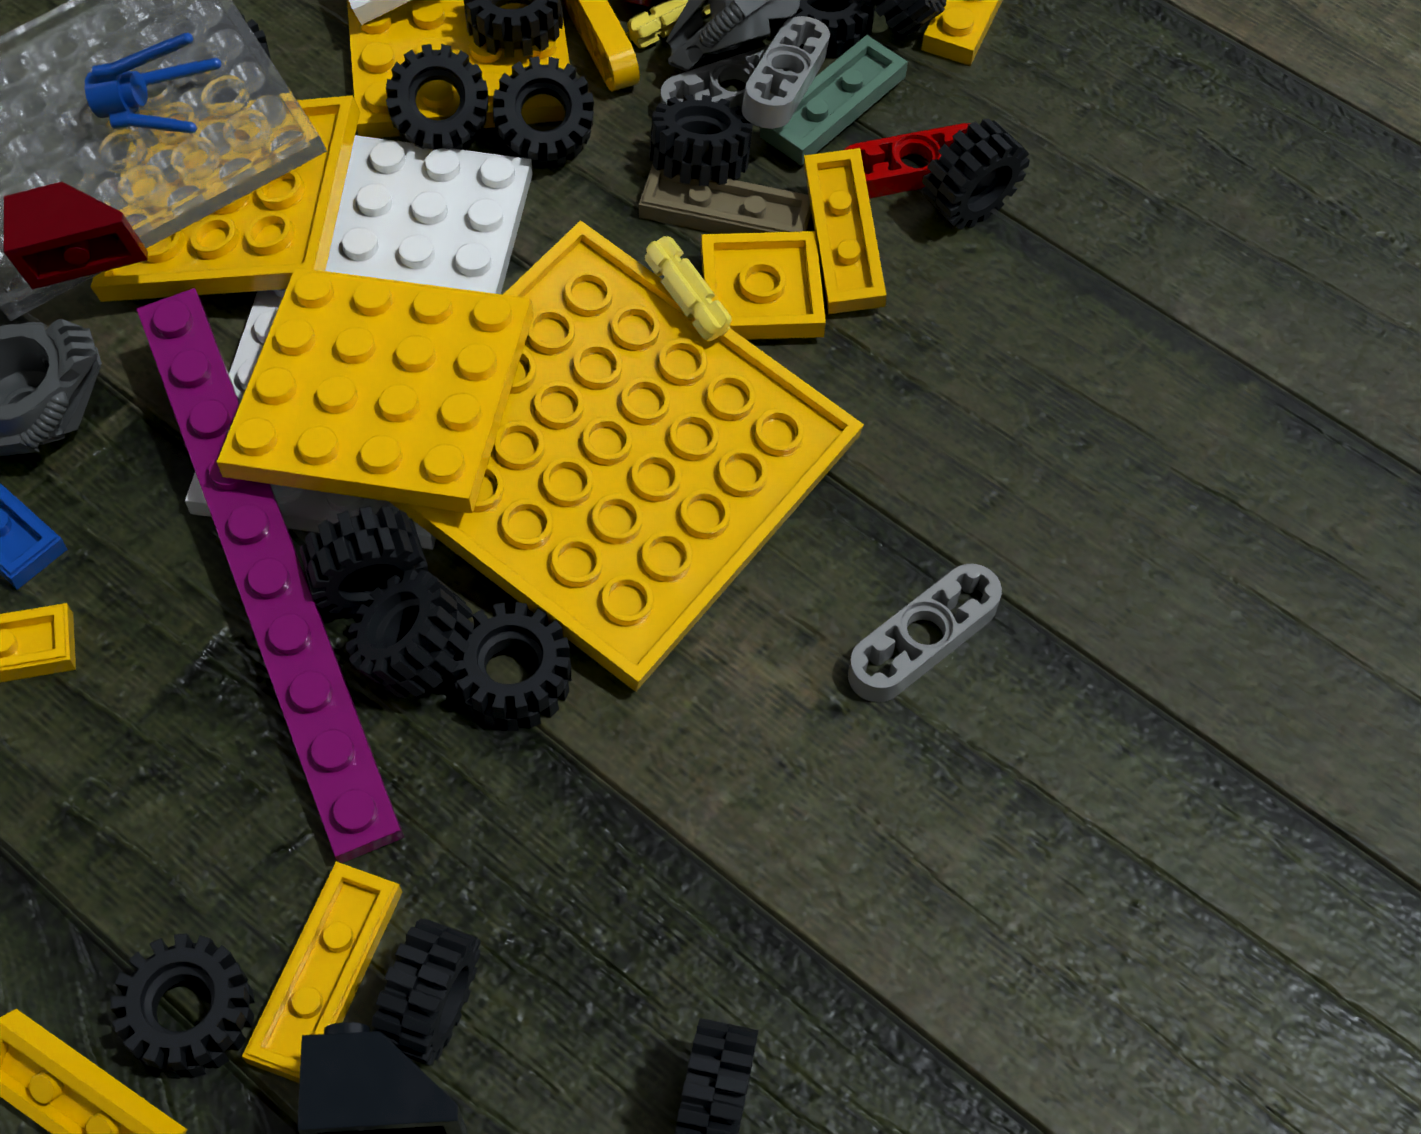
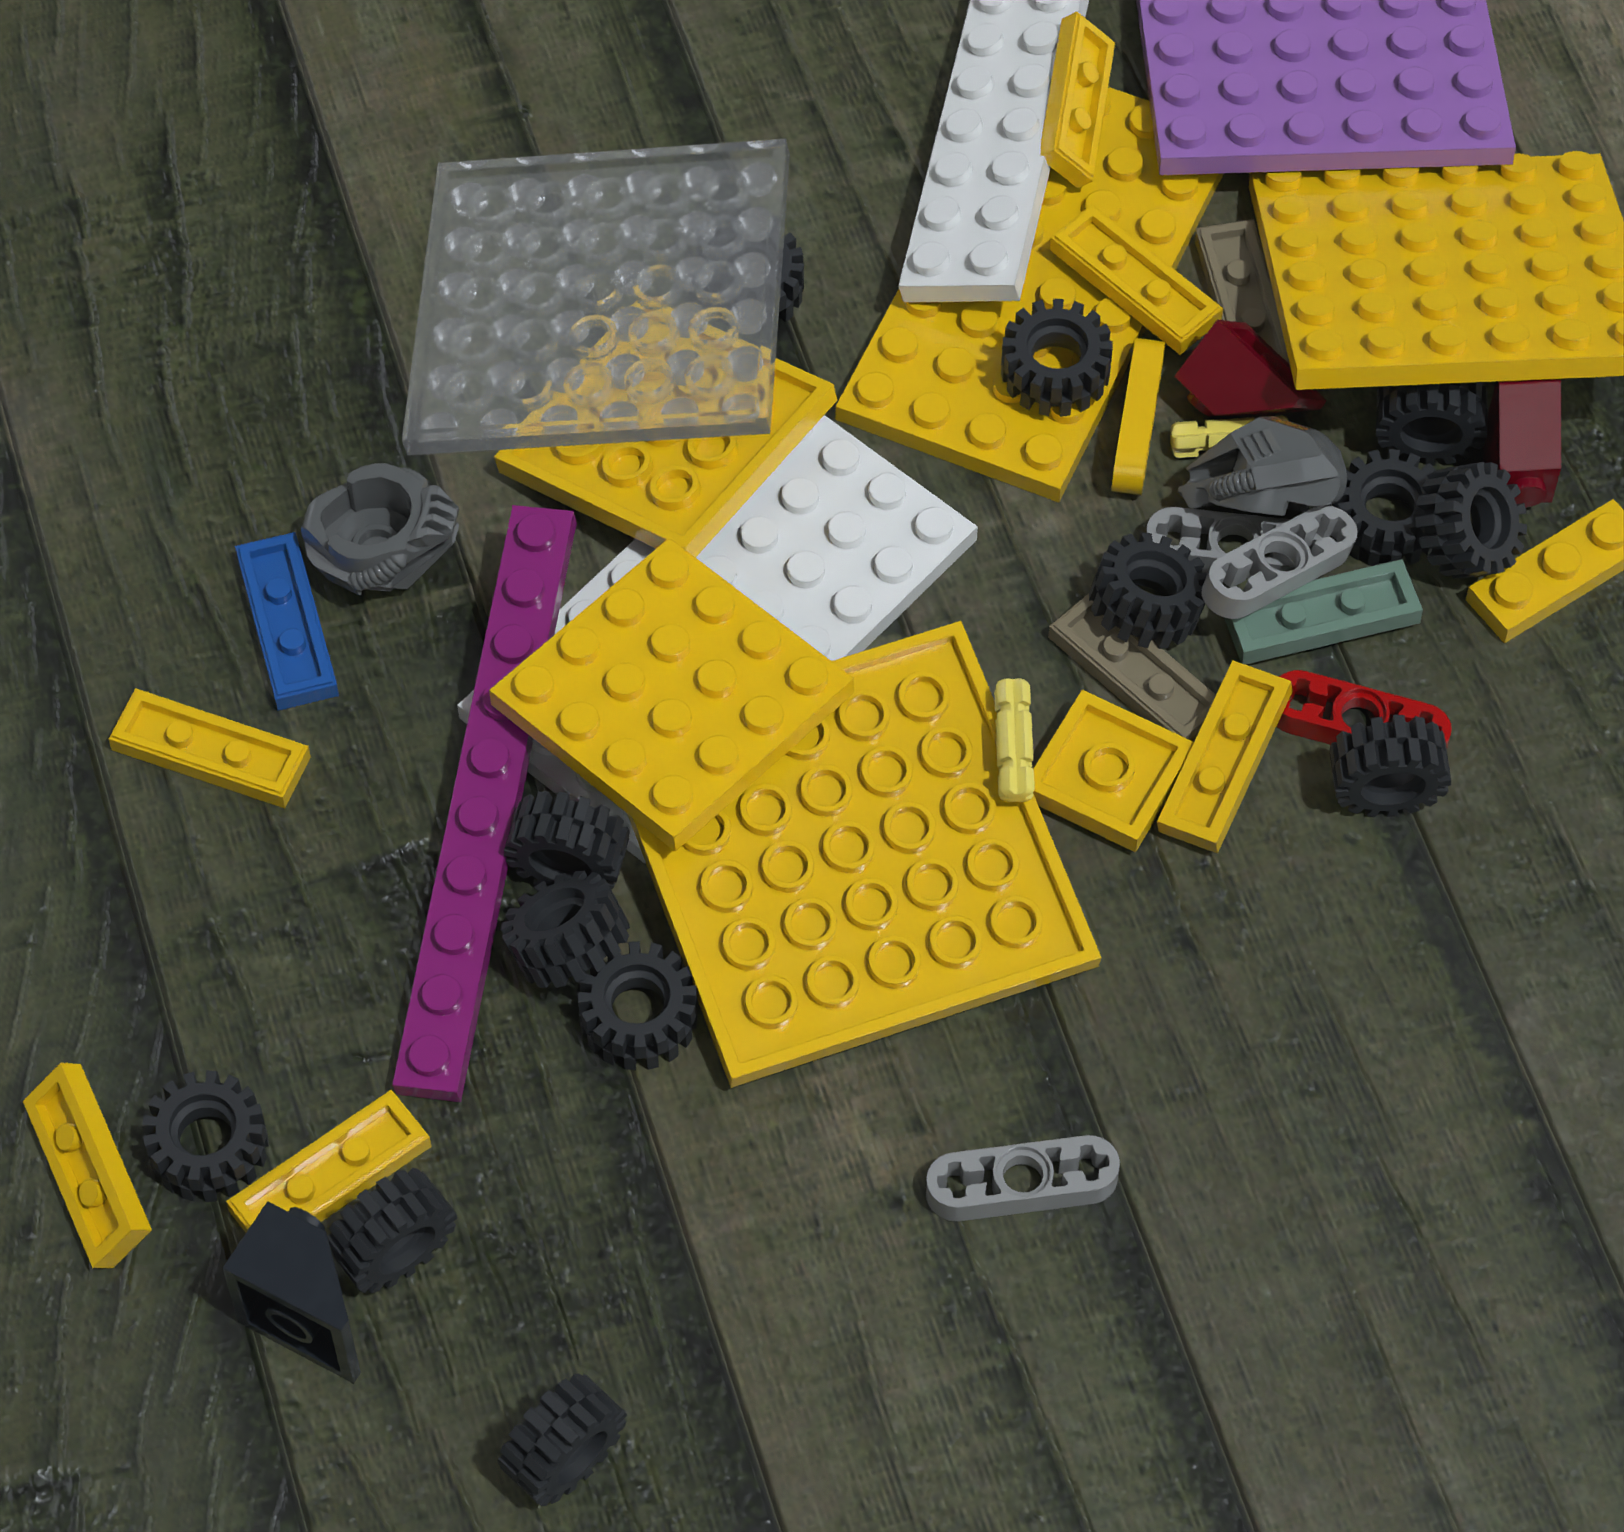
camera: 35 degrees right, 0 degrees up
(66, 235) = (486, 405): dark red slope -> none
(118, 92) = (623, 281): blue plant -> none
(430, 66) = (892, 397): black tyre -> none
(548, 80) = (1006, 449): black tyre -> none

